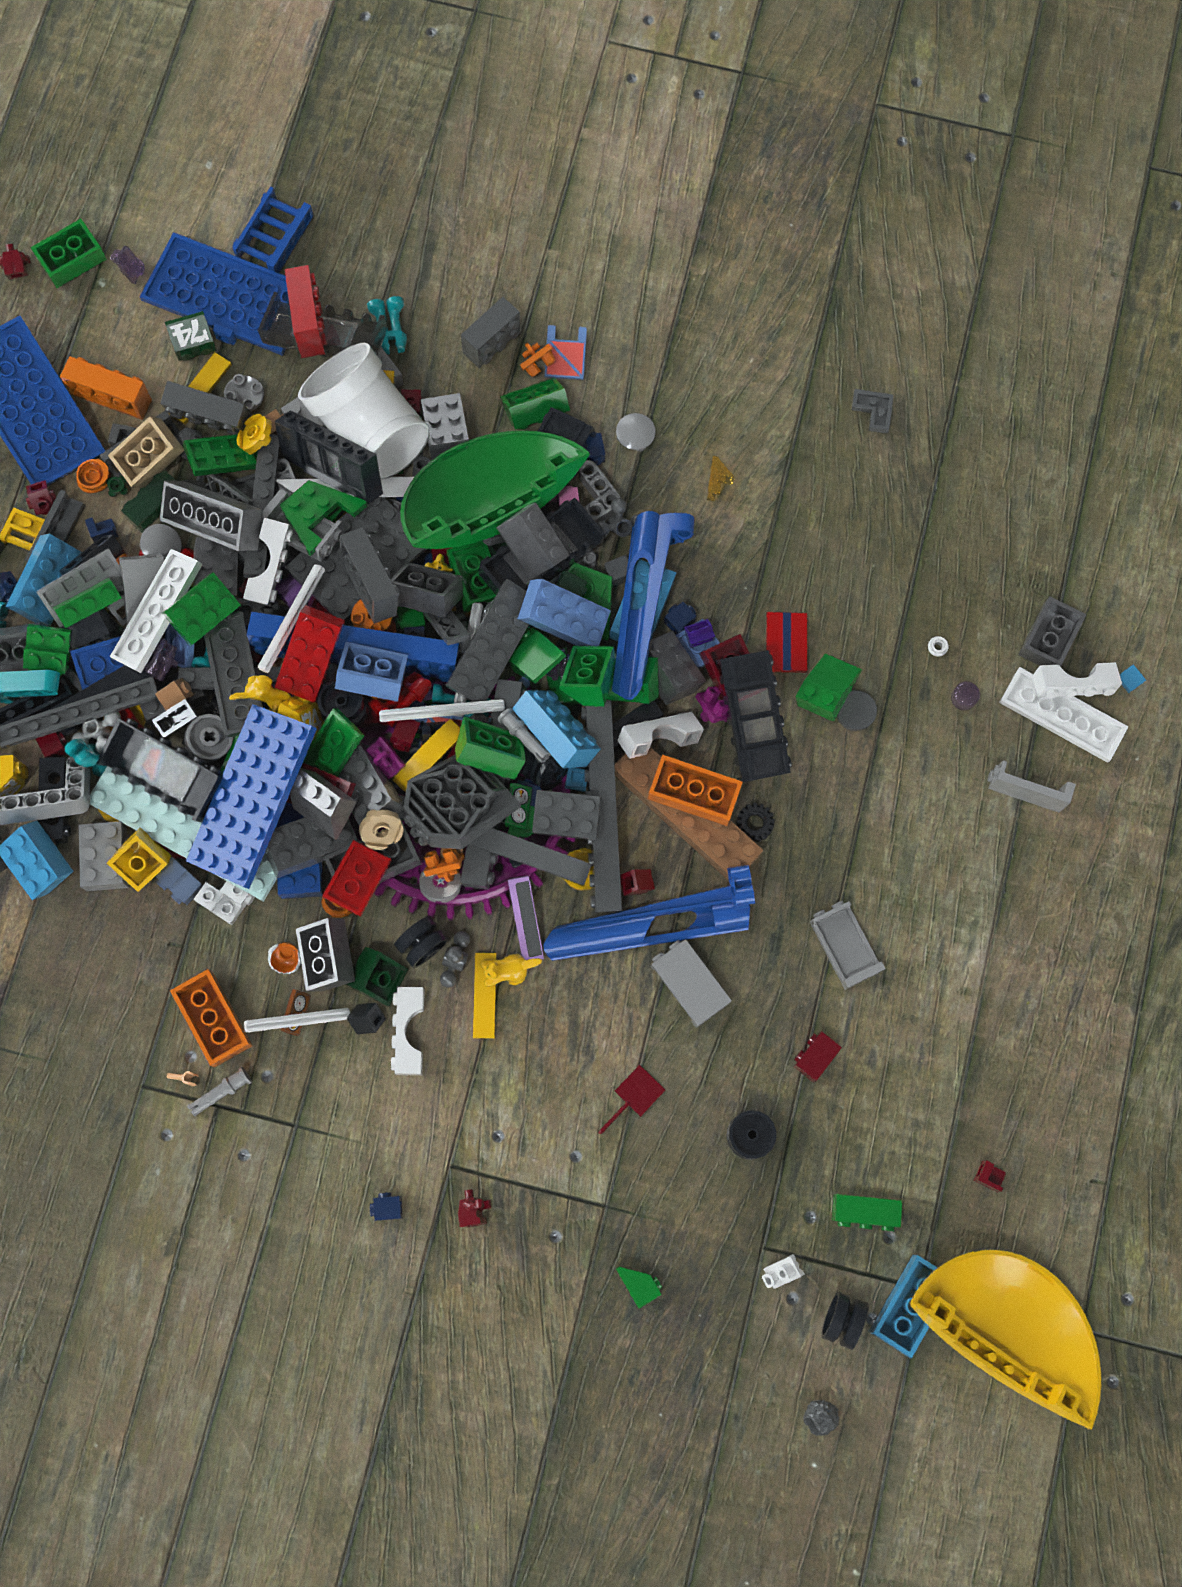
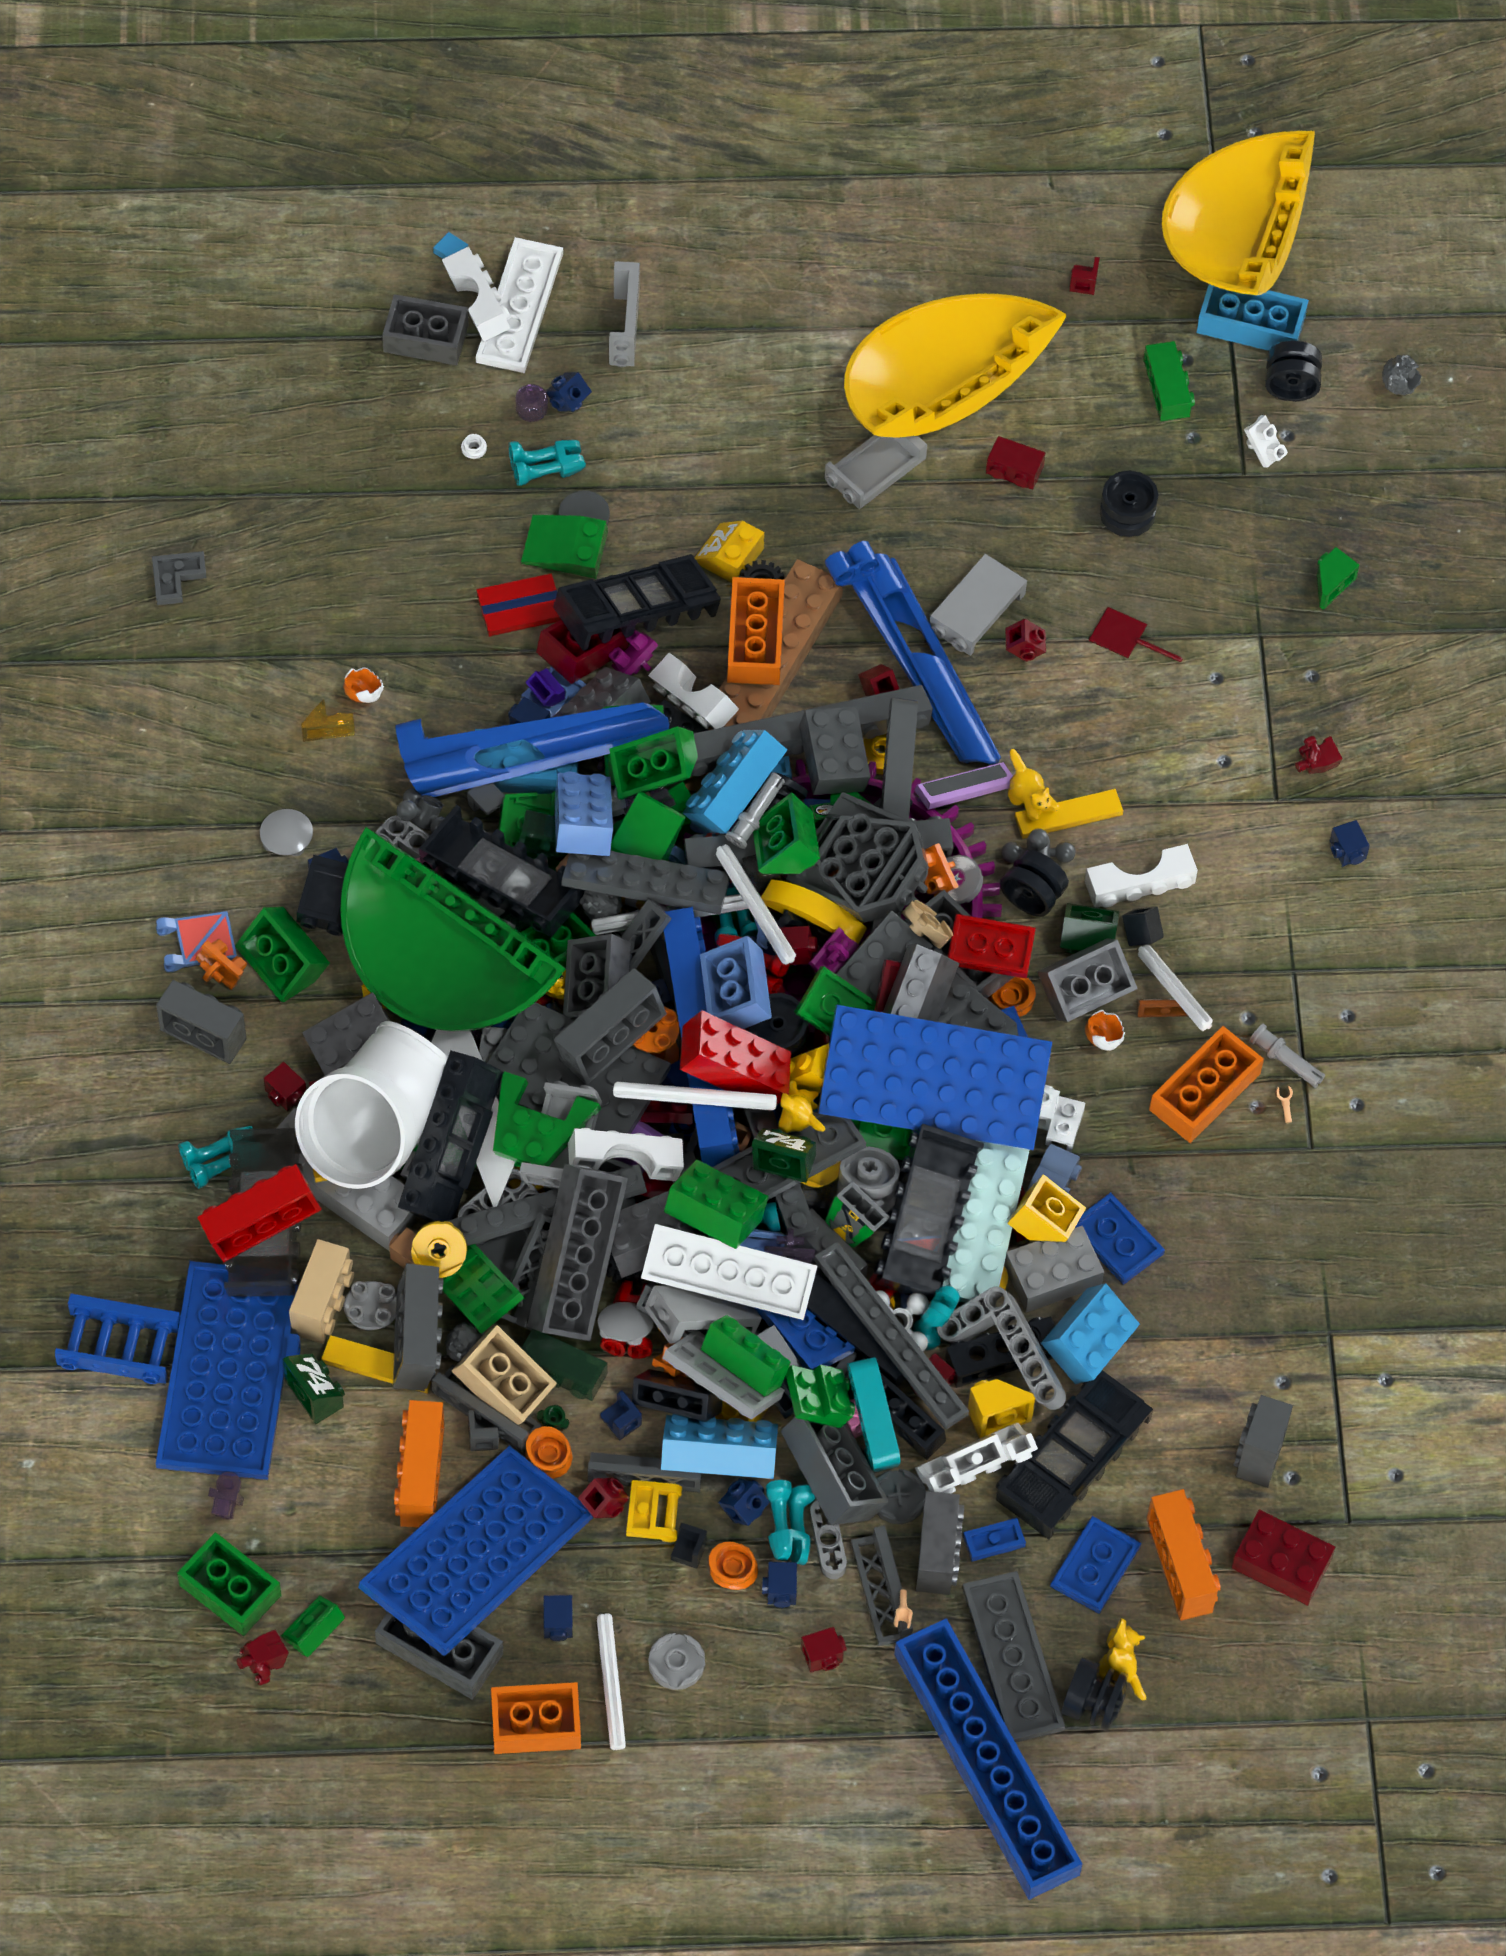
camera: 105 degrees left, 15 degrees down
(28, 302) = (313, 1626): none -> green slope
(117, 914) = (1119, 1238): none -> blue tile
(174, 693) = (828, 1223): medium nougat brick -> none
(226, 668) = (783, 1154): none -> dark green slope
(257, 357) = (321, 1291): none -> tan brick
(427, 378) = (284, 1086): none -> dark red brick
(532, 540) = (497, 868): flat silver slope -> none
(644, 1009) = (1025, 640): none -> dark red brick
(741, 510) = (362, 685): none -> orange hair
(792, 808) = (731, 549): none -> yellow slope
(918, 674) = (564, 452): none -> teal piece
(925, 1022) = (944, 360): none -> yellow brick
(968, 725) = (568, 391): none -> dark blue brick

